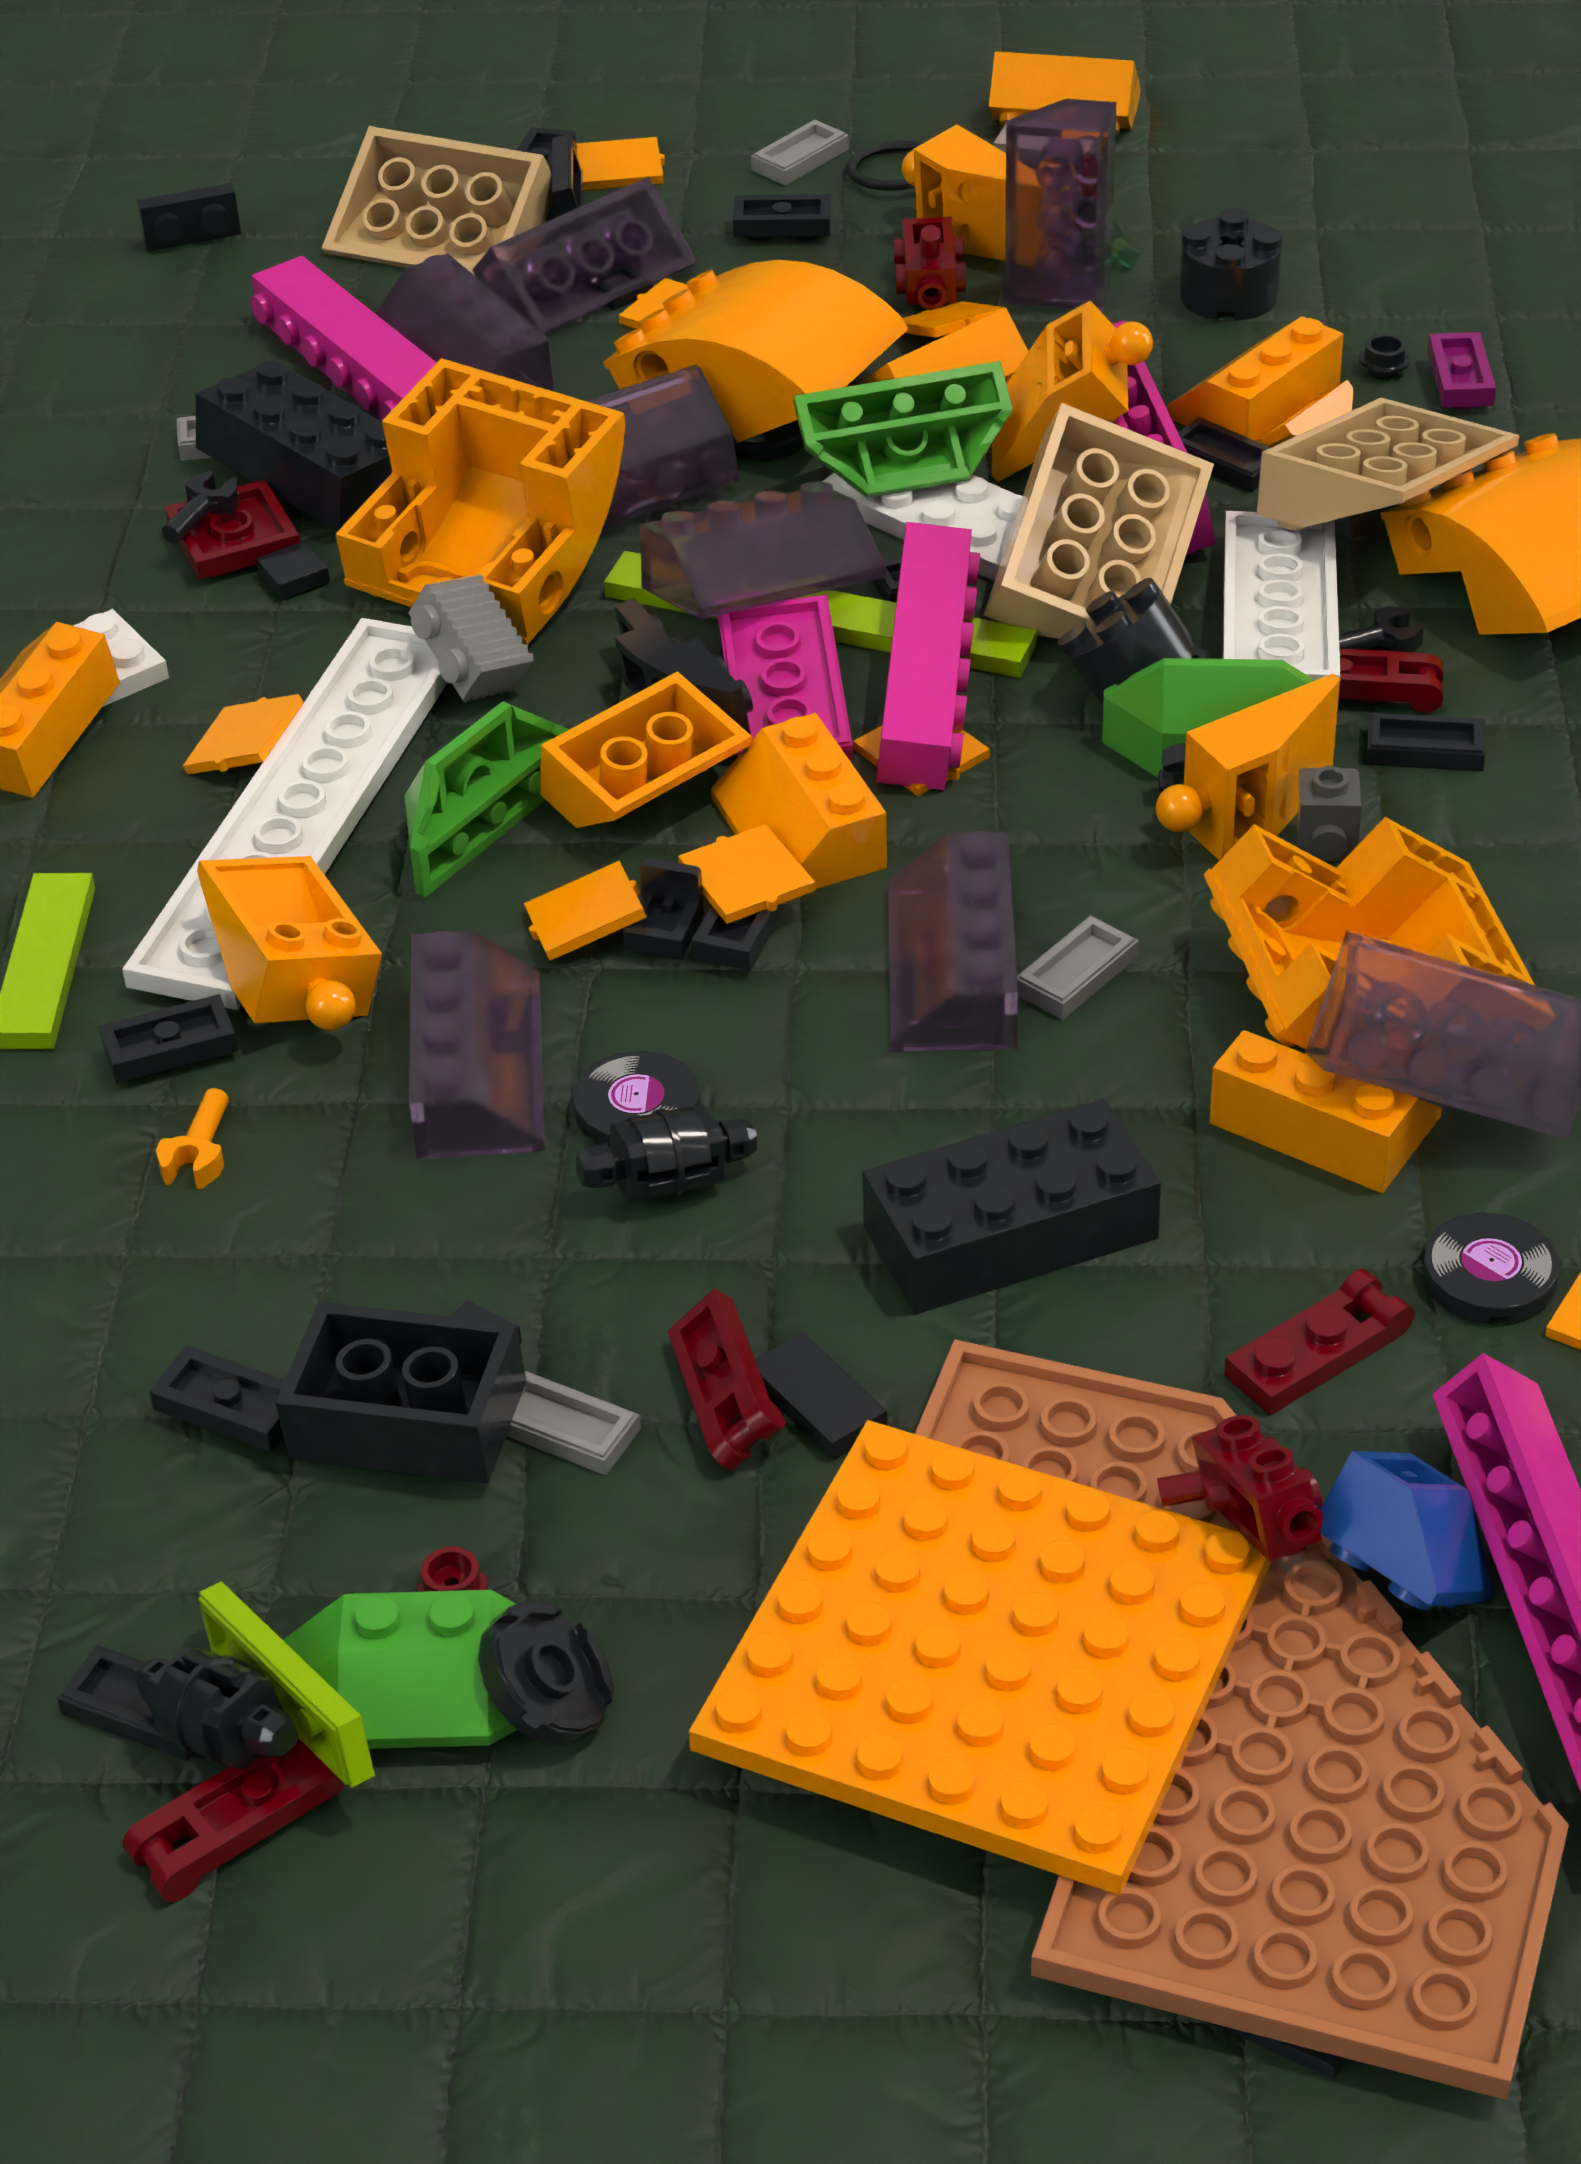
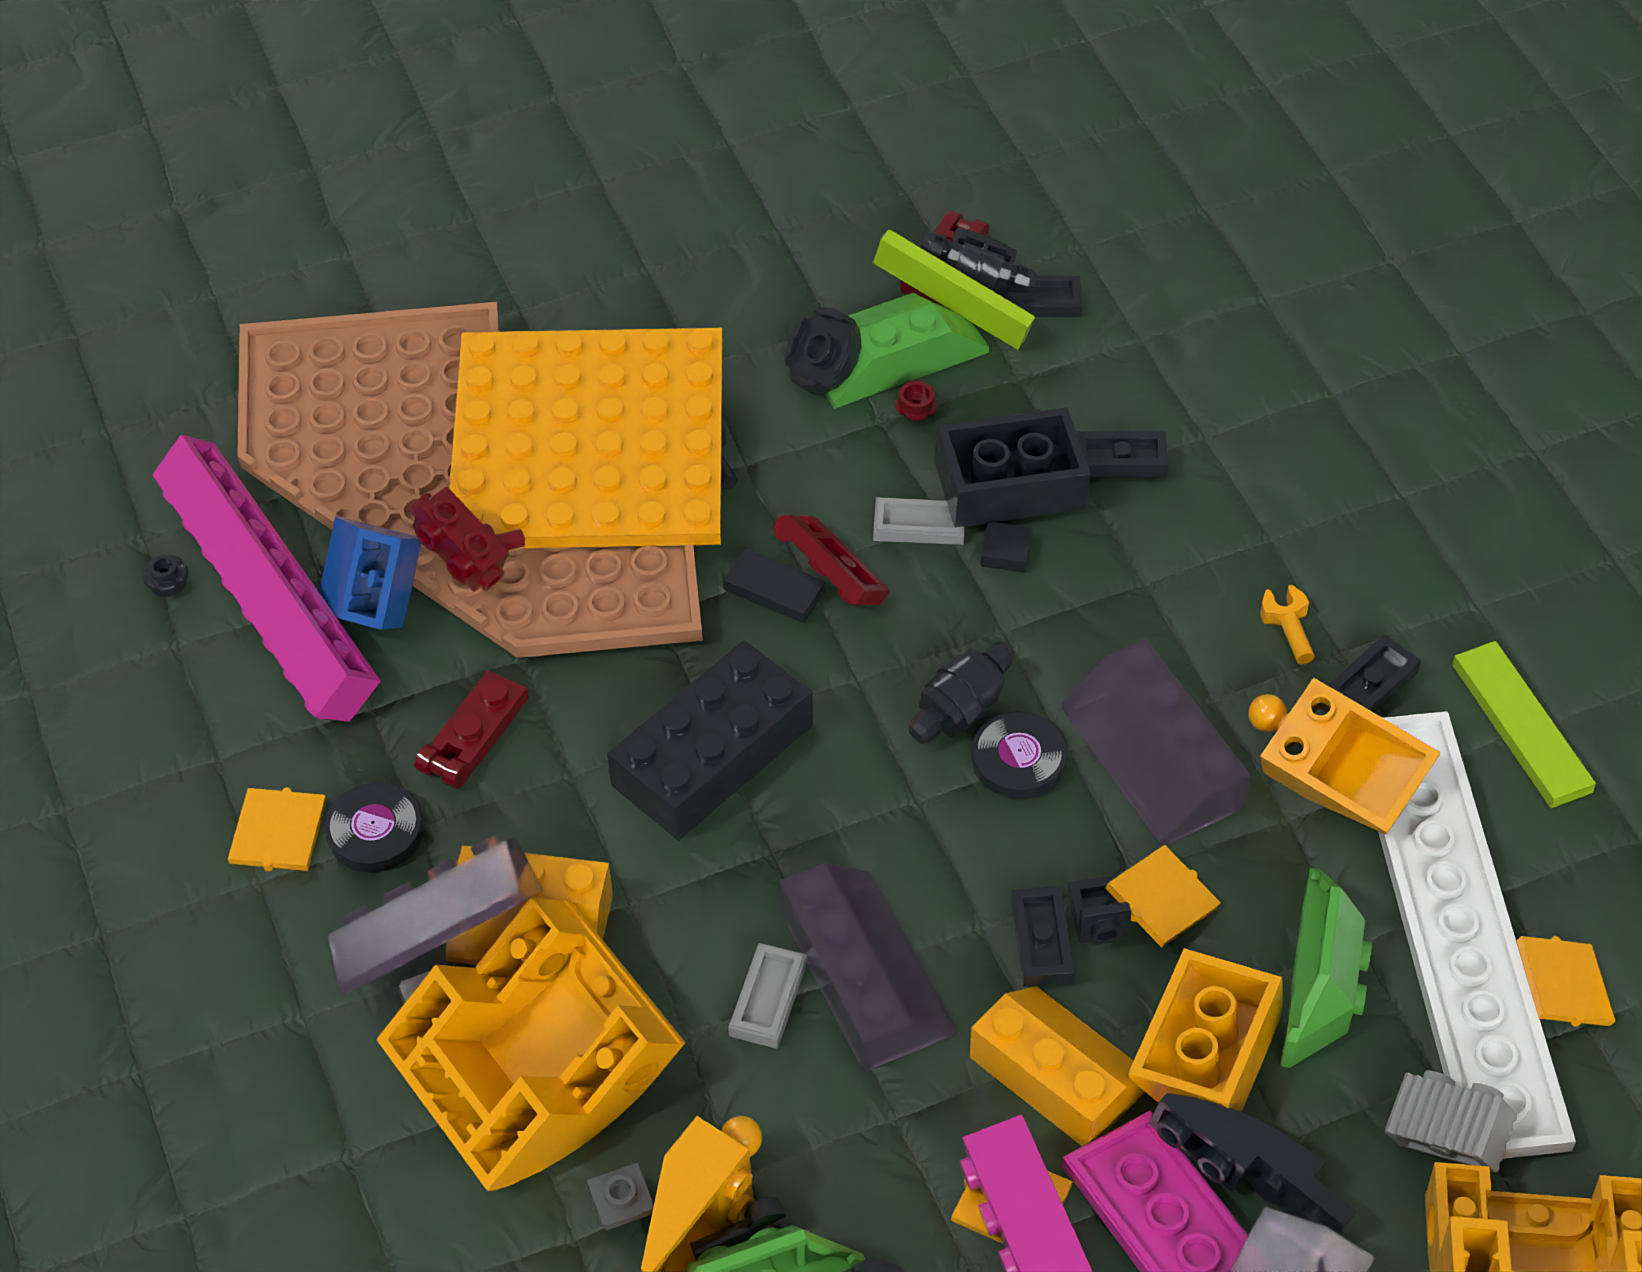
camera: 155 degrees right, 10 degrees up
(748, 873) = (1057, 959): light orange piece -> none

